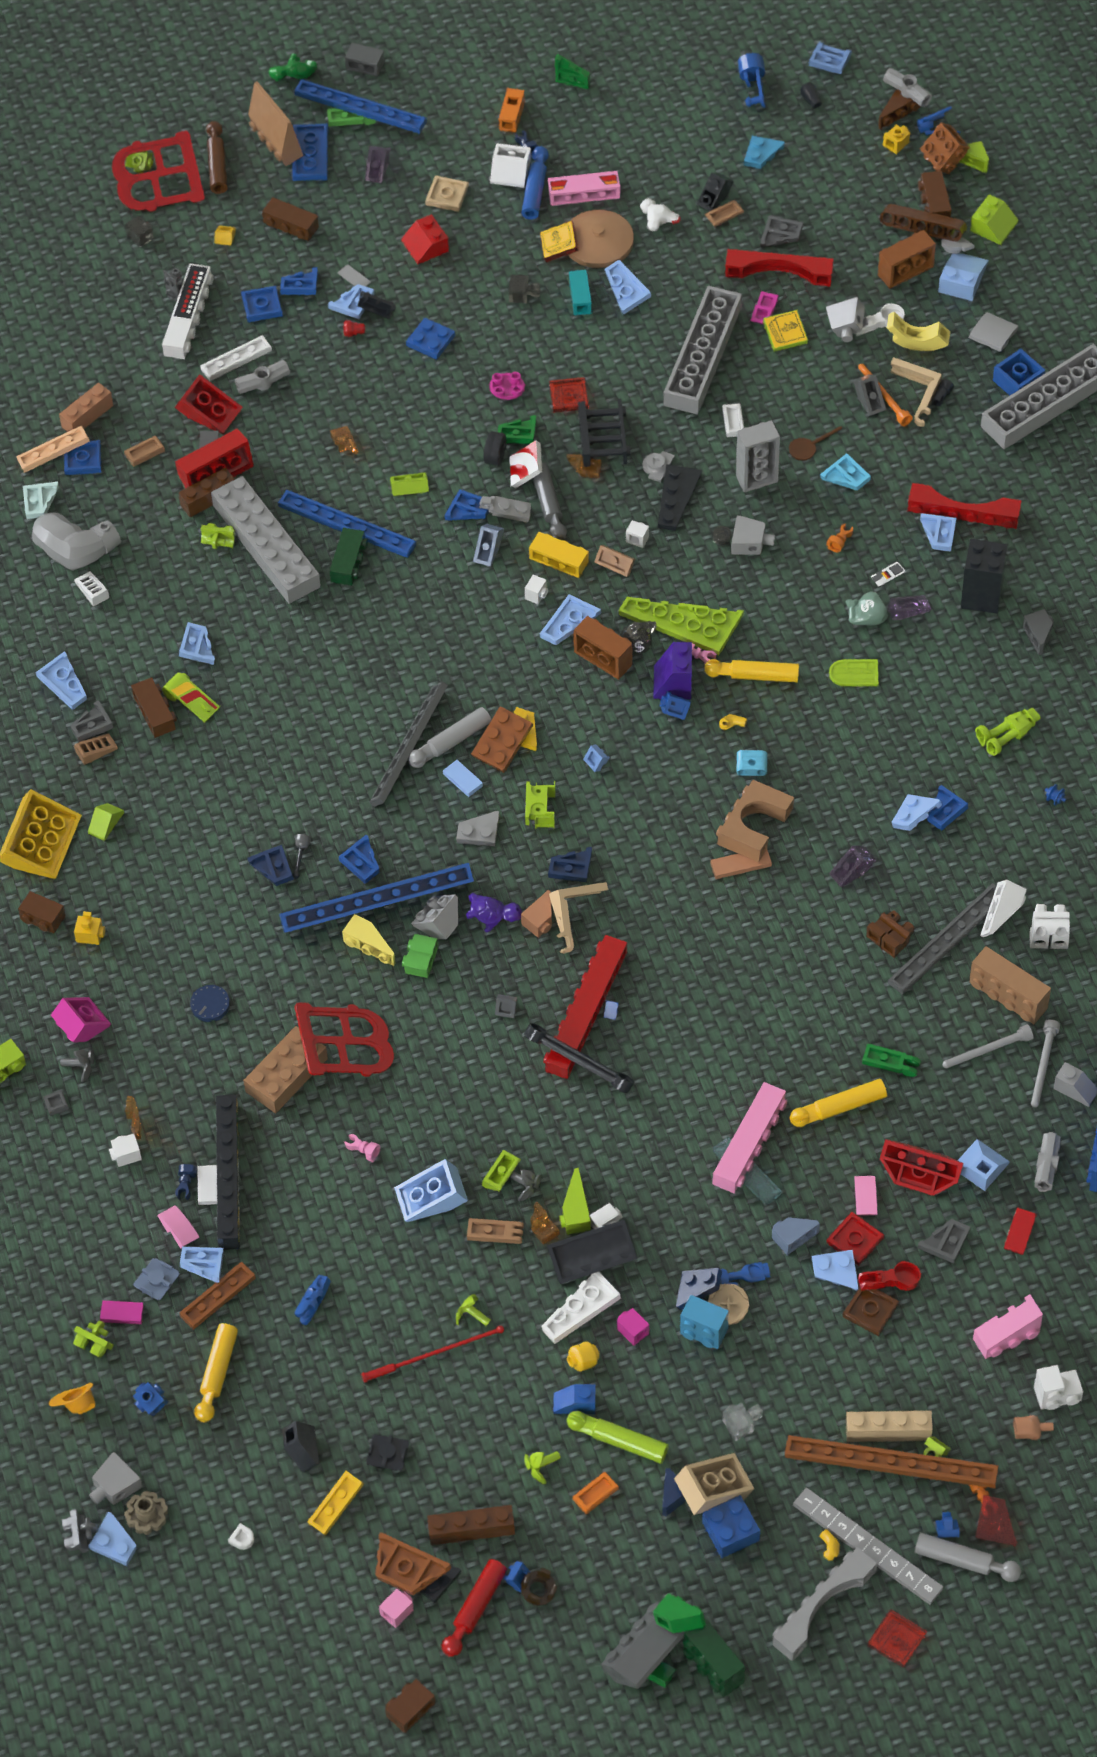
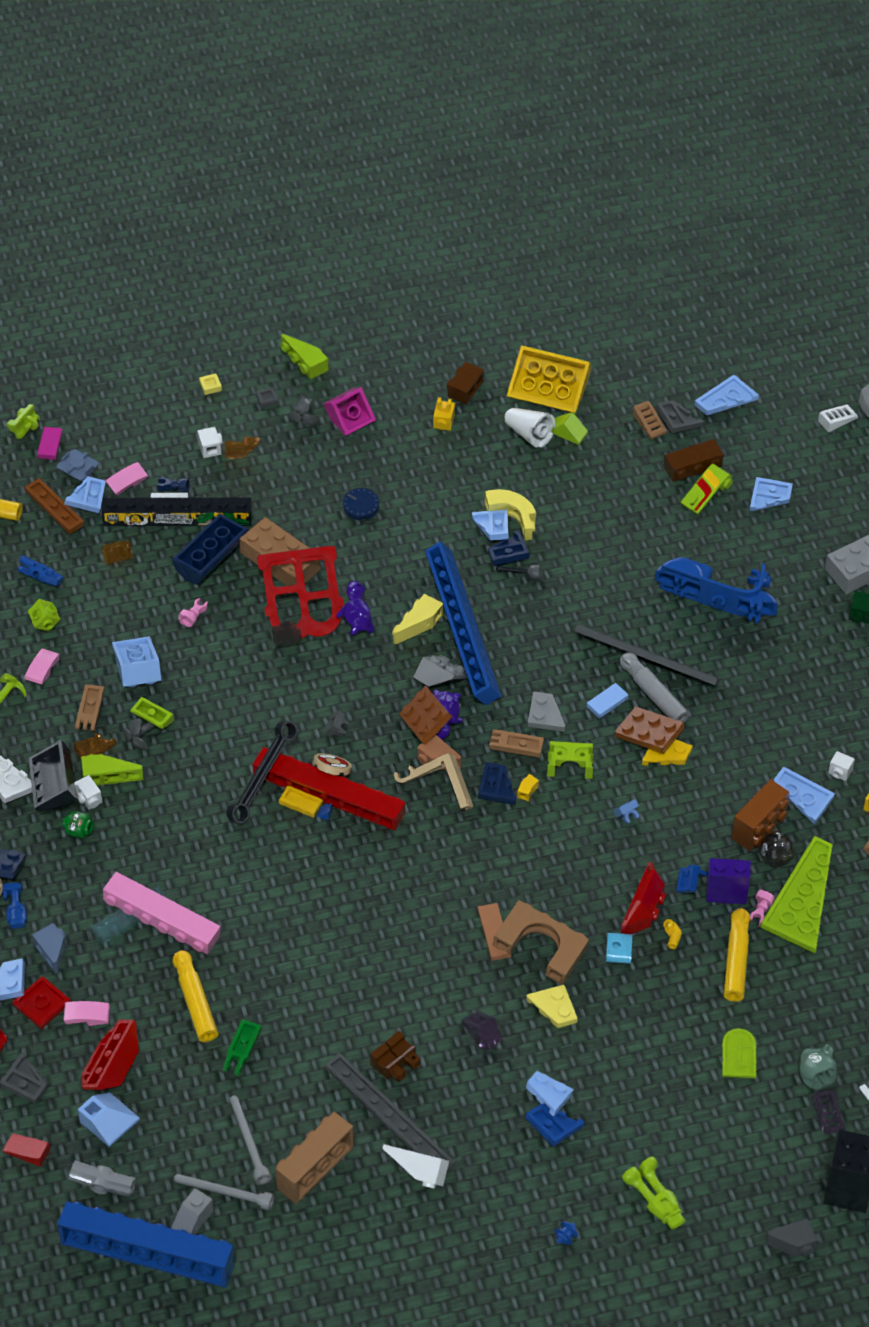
camera: 90 degrees right, 5 degrees down
(34, 1160) = (210, 384): none -> light yellow tile
(106, 849) = (531, 425): none -> white cone
(218, 858) = (517, 507): none -> light yellow arch
(240, 879) = (492, 523): none -> light blue wing
(283, 1132) = (208, 549): none -> dark blue brick
(283, 1226) = (117, 551): none -> clear orange panel
(318, 701) = (694, 582): none -> blue piece
(361, 860) = (512, 616): blue wing -> none
(367, 989) = (357, 610): none -> dark purple animal
(377, 1284) = (44, 615): none -> lime brick
(396, 1055) = (286, 635): none -> clear smoke brick
(420, 955) = (397, 659): bright green brick -> none
(441, 1282) = (41, 666): none -> bright pink slope
(501, 920) = (425, 715): none -> dark orange plate
(521, 849) = (516, 743): none -> medium nougat hinge
(560, 1002) = (332, 764): none -> tan tile
(573, 840) = (527, 787): none -> yellow piece
(599, 1033) = (300, 801): none -> yellow tile
(646, 1223) = (78, 824): none -> green head
(699, 741) = (645, 902): none -> red wedge
(818, 812) = (555, 1005): none -> light yellow wing
(1052, 925) = (383, 1206): white hips -> none

